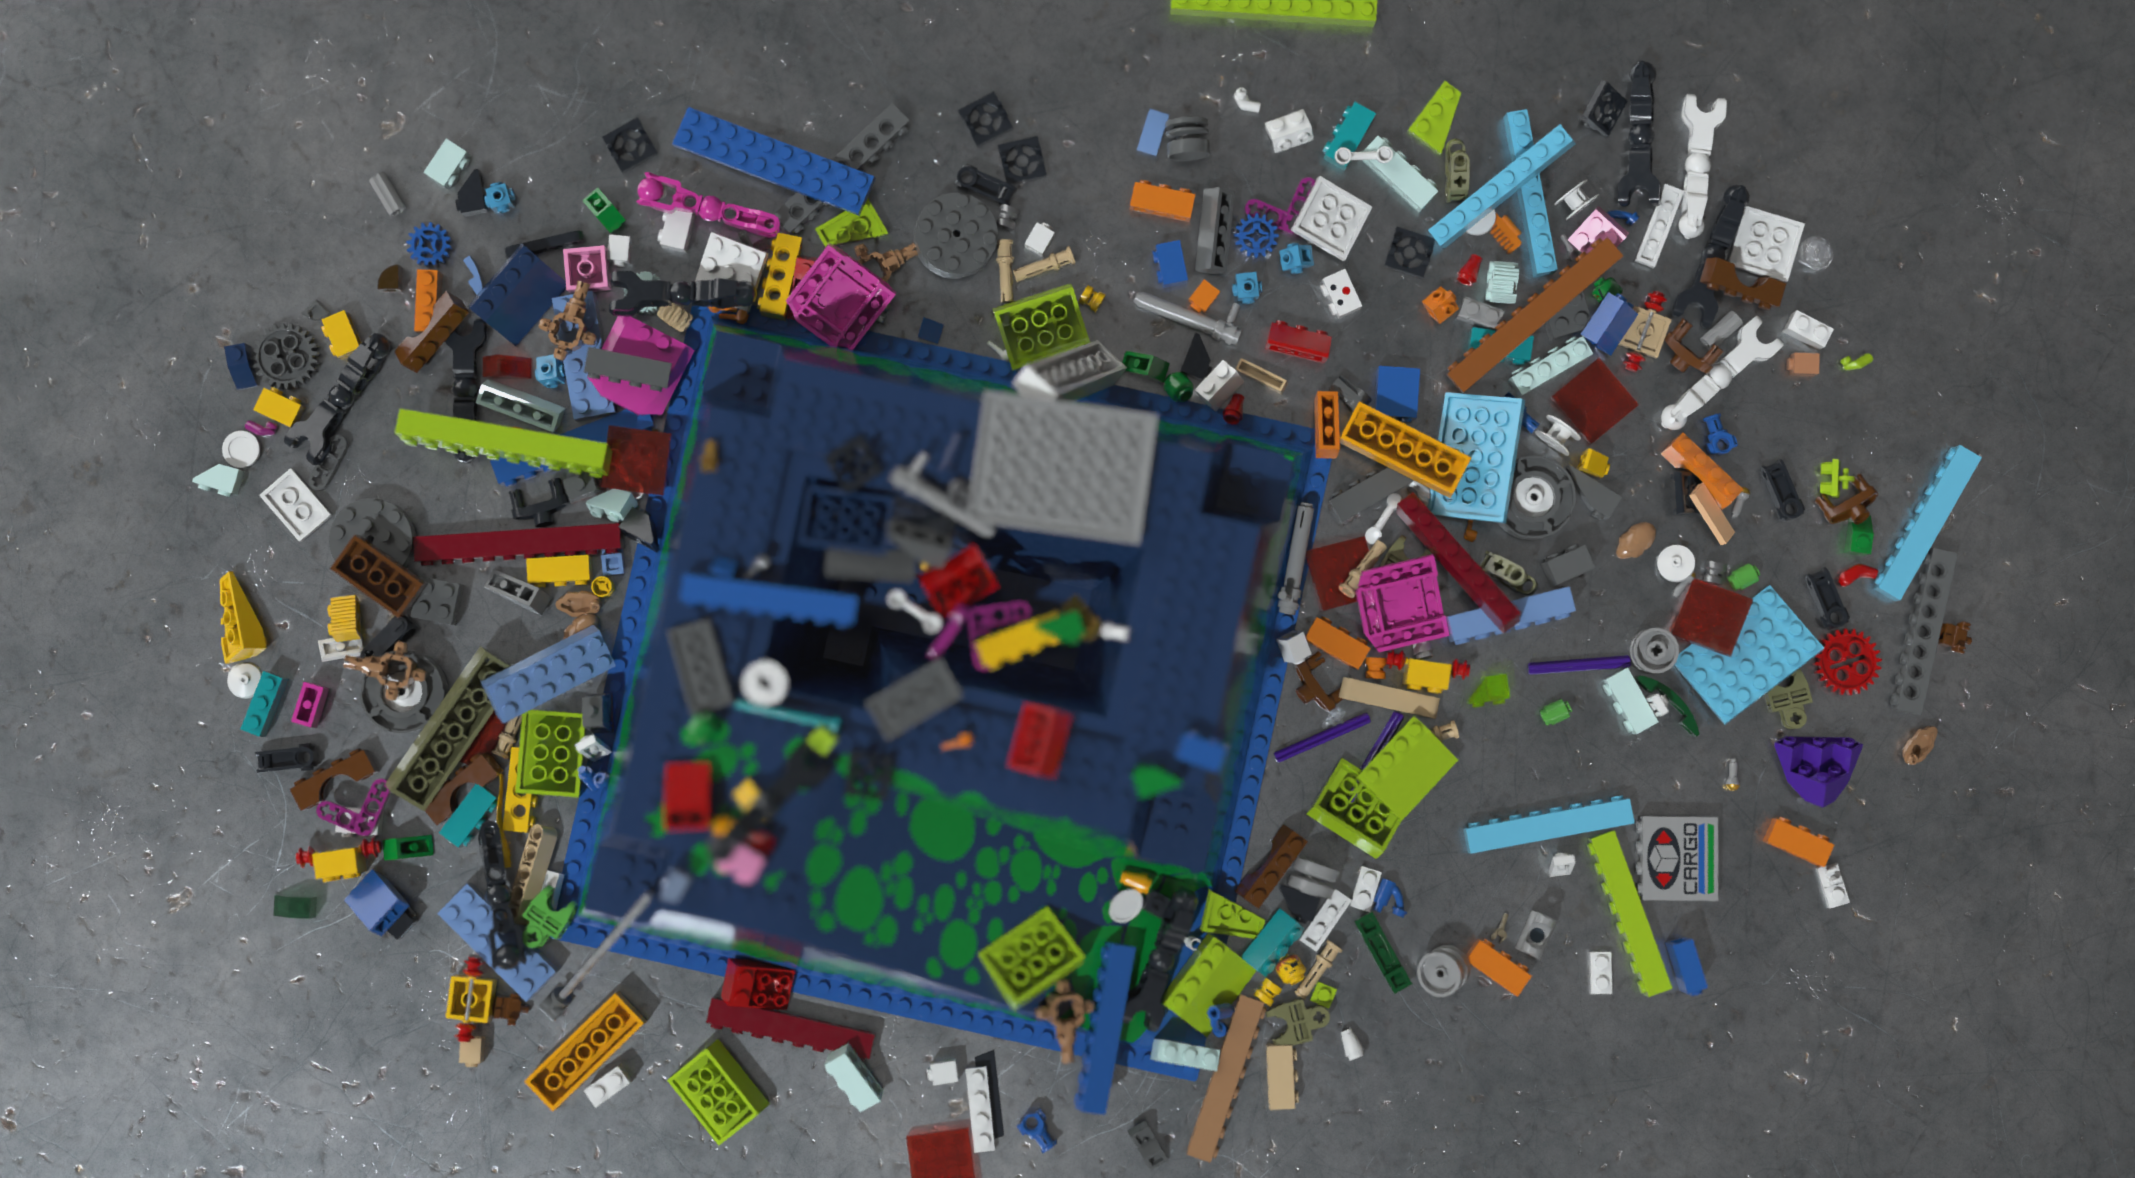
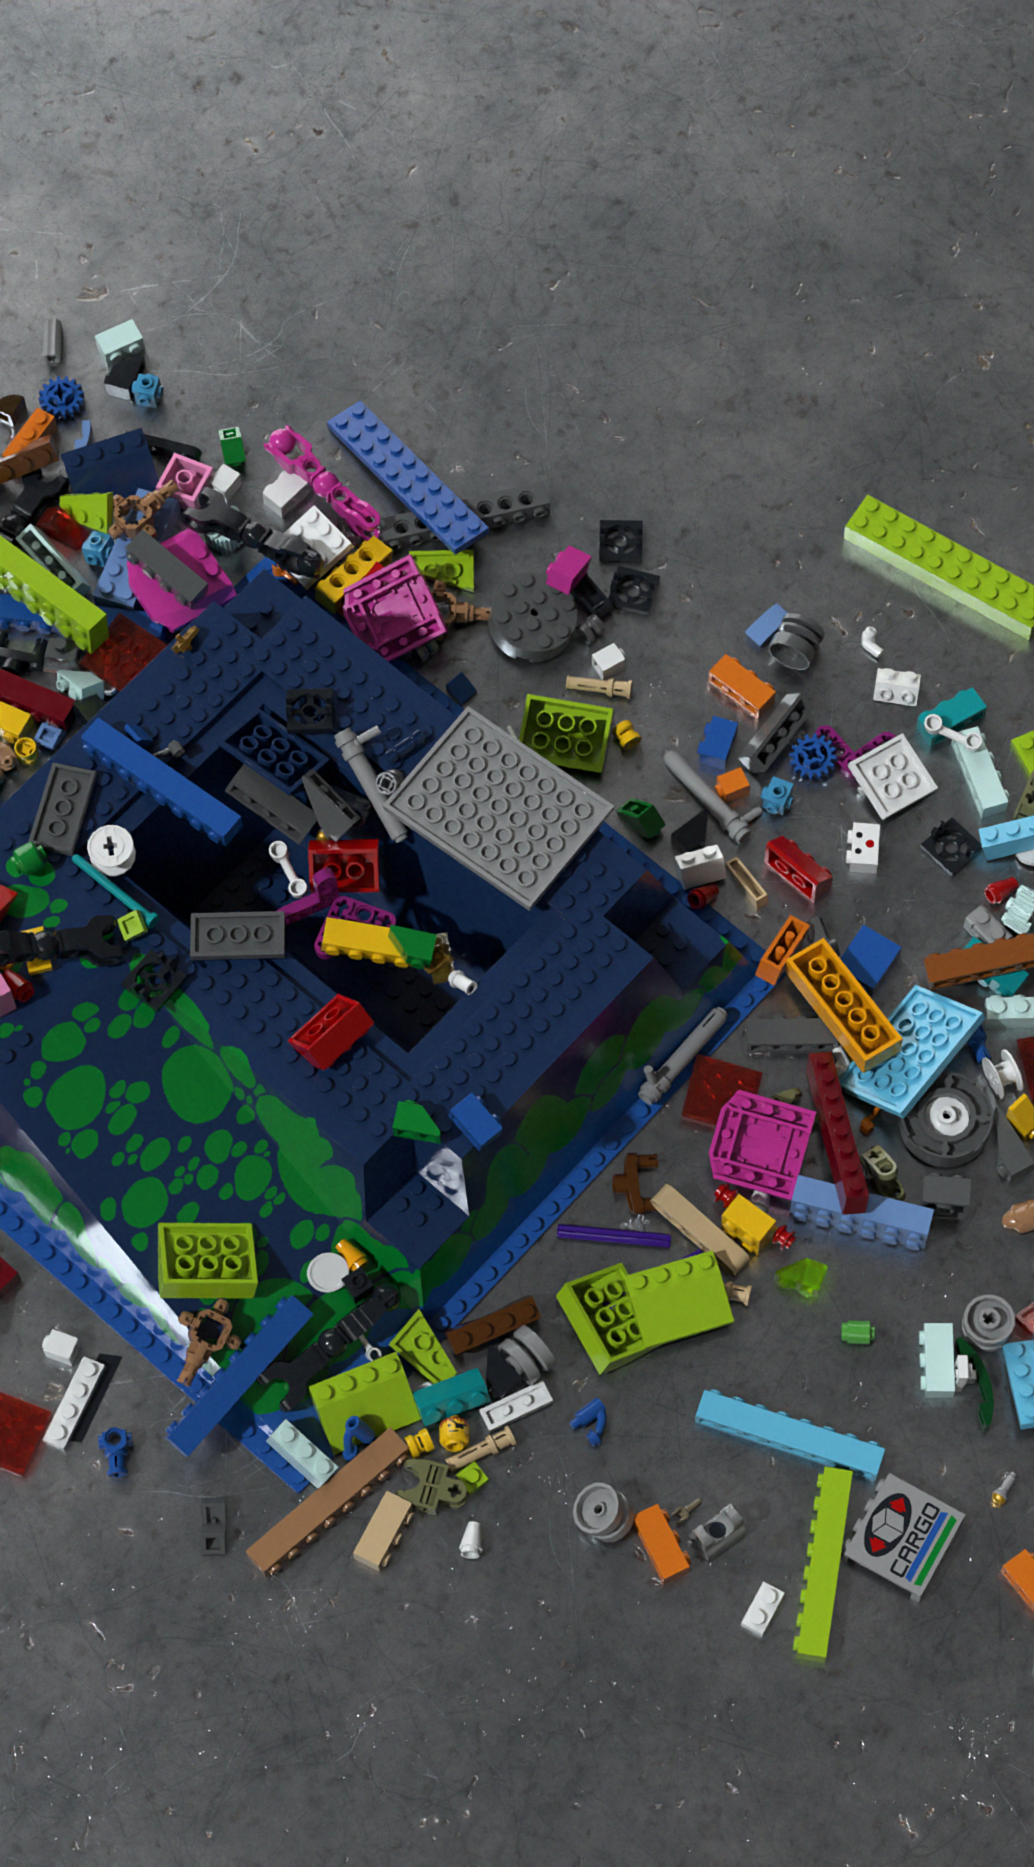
camera: 30 degrees right, 20 degrees down
(523, 342) = (90, 510): none -> lime wing
(625, 165) = (300, 421): black piece -> none
(675, 317) = (238, 558): tan gear -> none
(741, 316) = (296, 588): orange hand -> none
(965, 180) = (568, 569): none -> dark pink brick
(965, 740) = (261, 997): orange hand -> none
(1005, 265) = (565, 664): tan pin -> none
(1070, 374) = (562, 755): white brick -> none
(1178, 387) = (661, 849): green head -> none
(1294, 647) = (634, 1134): white brick -> none
(1296, 258) = (839, 794): dark azure brick -> none
(1337, 642) = (679, 1154): orange brick -> none
(1350, 585) = (763, 1089): tan pin -> none
(1365, 889) = (573, 1399): white plate -> none
(1374, 533) = (772, 1074): white bar -> none
(1375, 668) = (703, 1196): orange wheel -> none
(1382, 952) = (554, 1466): dark green slope -> none
(1440, 304) = (954, 903): orange brick -> none
(1561, 864) = (780, 1476): white plate -> none
(1579, 665) = (905, 1300): dark purple axle -> none
(1686, 966) = (852, 1642): blue brick -> none

